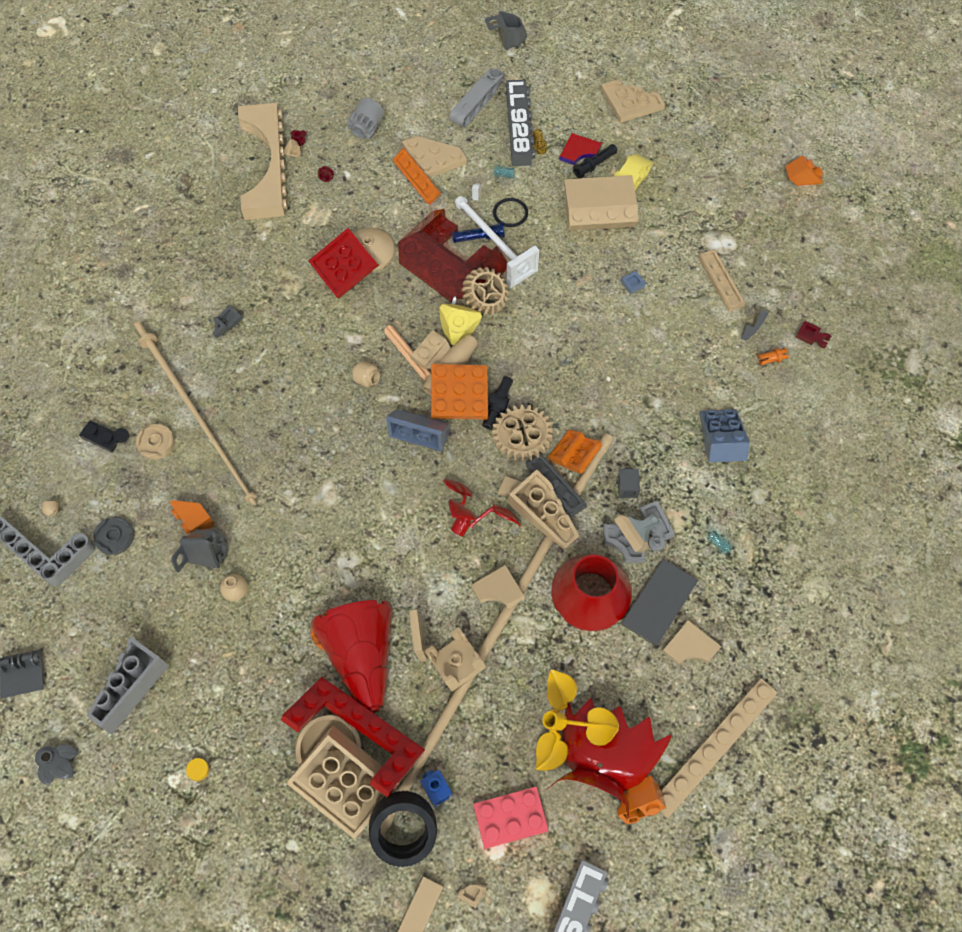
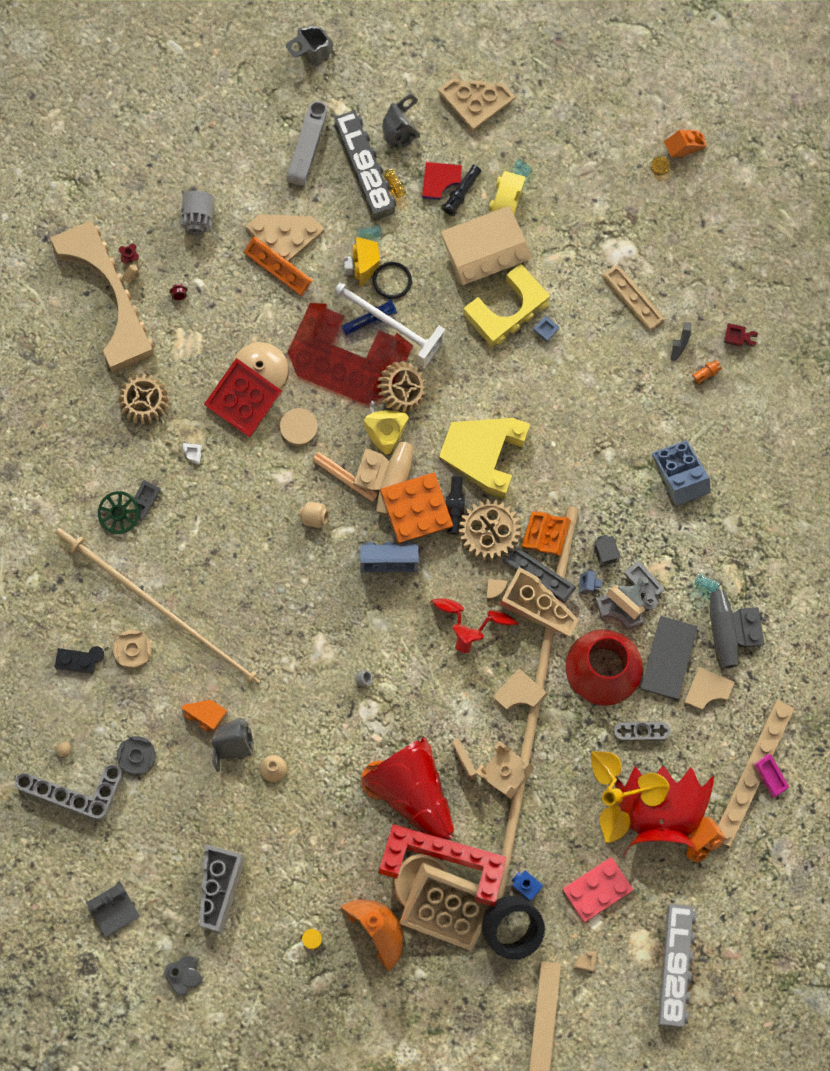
camera: 25 degrees left, 10 degrees up
(196, 325) = (118, 512): none -> dark green wheel
(248, 246) = (151, 412): none -> tan gear
(260, 782) = (381, 925): none -> orange cone
(283, 297) = (193, 452): none -> white tile
(355, 532) = (363, 678): none -> light grey hinge
(383, 301) = (298, 426): none -> tan tile
(492, 187) = (365, 259): none -> yellow slope
(534, 361) = (475, 449): none -> light yellow wedge
(556, 98) = (397, 126): none -> dark grey piece
(589, 269) = (496, 328): none -> light yellow arch
(602, 507) = (588, 582): none -> sand blue tile
(623, 675) = (627, 727): none -> light grey beam
(654, 157) = (522, 168): none -> clear light blue tile
(734, 594) = (733, 629): none -> dark grey plate
(734, 755) = (771, 775): none -> dark pink tile
(776, 186) = (660, 166): none -> clear yellow tile

